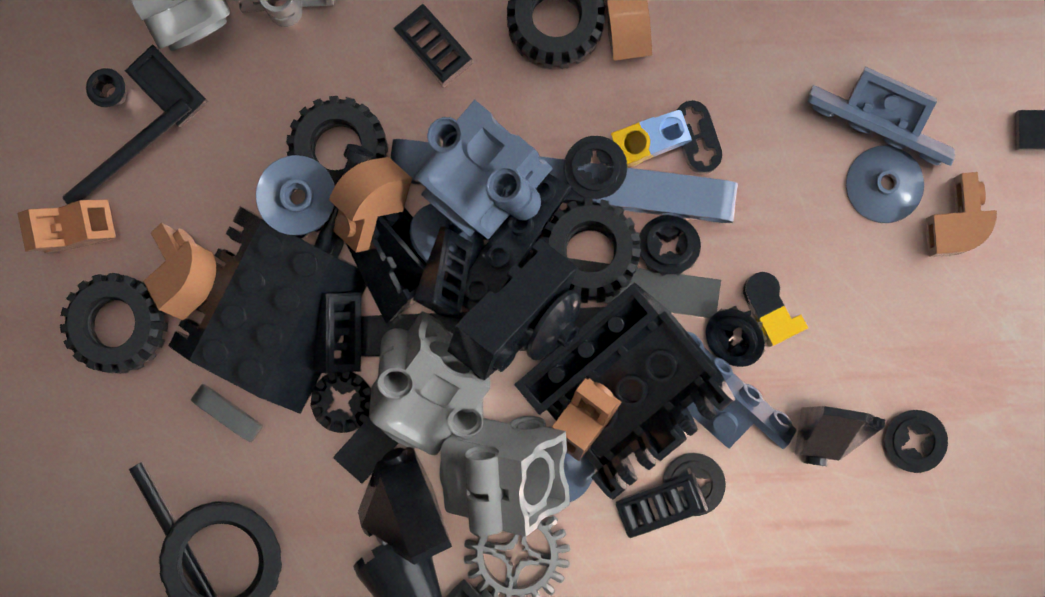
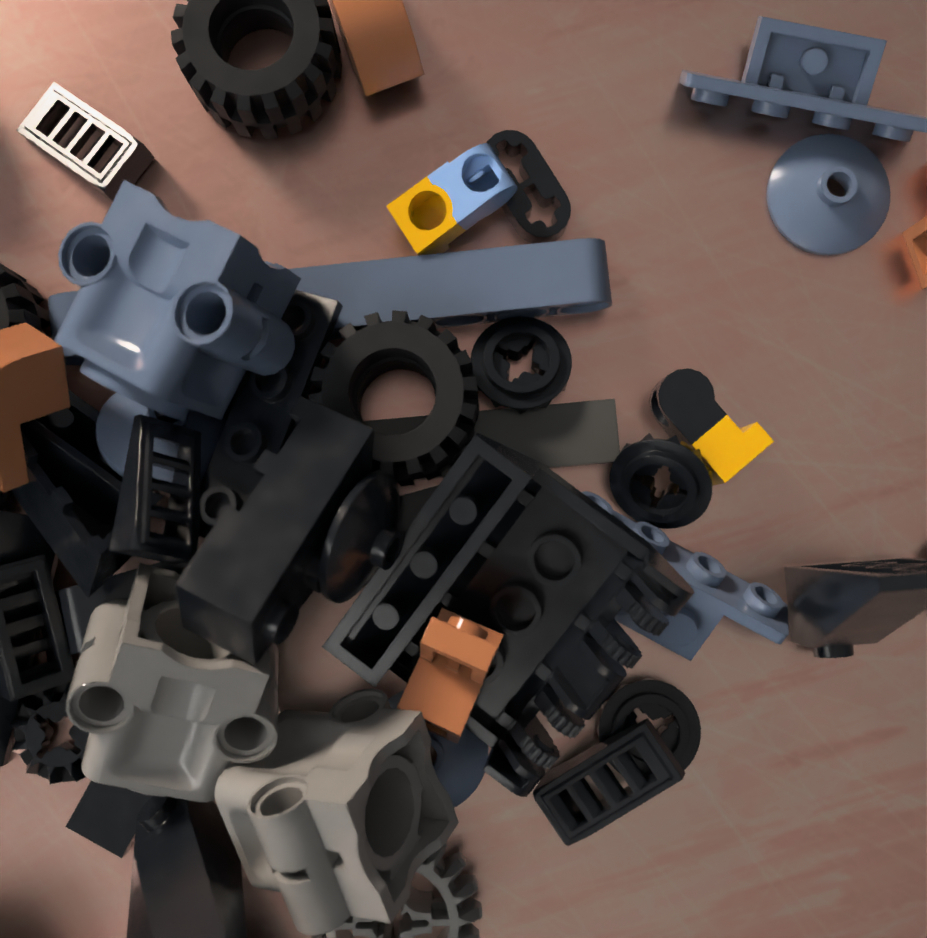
camera: 15 degrees left, 0 degrees up
(608, 153) = (345, 251): black gear -> none

